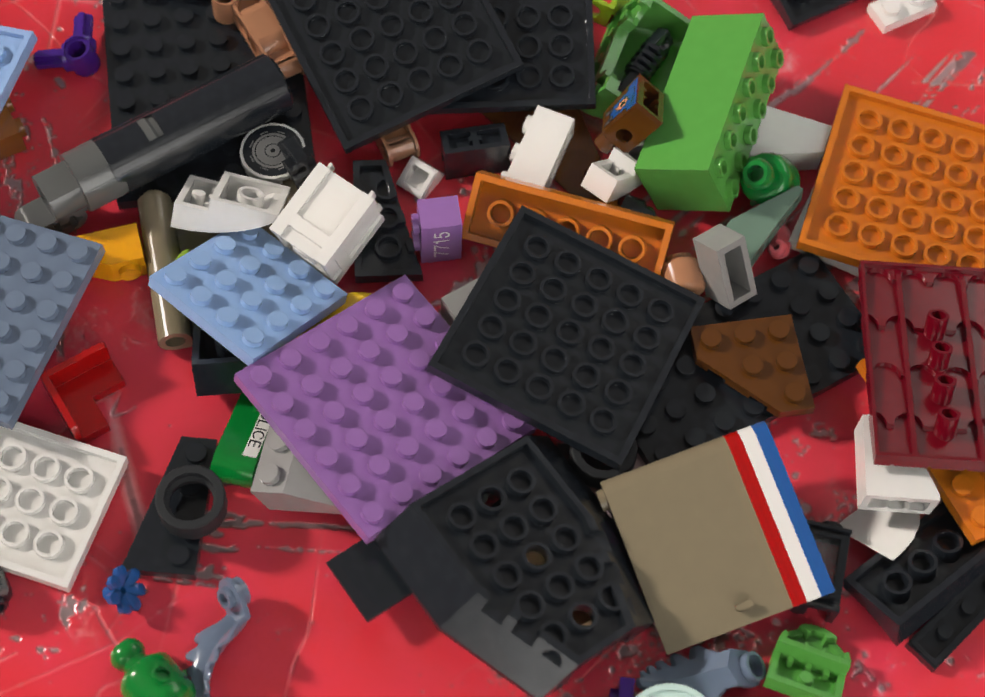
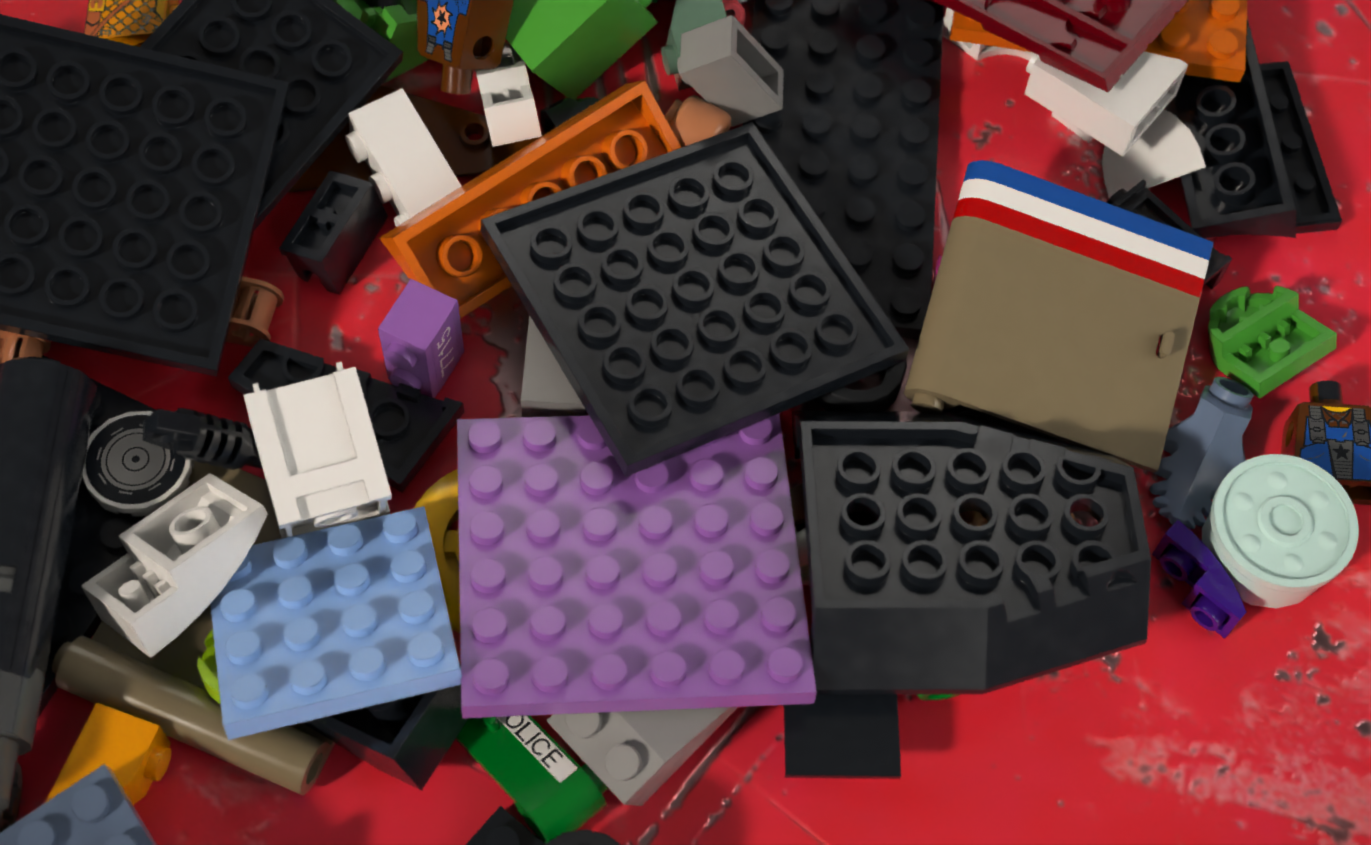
camera: 55 degrees left, 0 degrees up
(419, 178) = (314, 322): white slope -> none
(758, 361) = (866, 129): reddish brown plate -> none

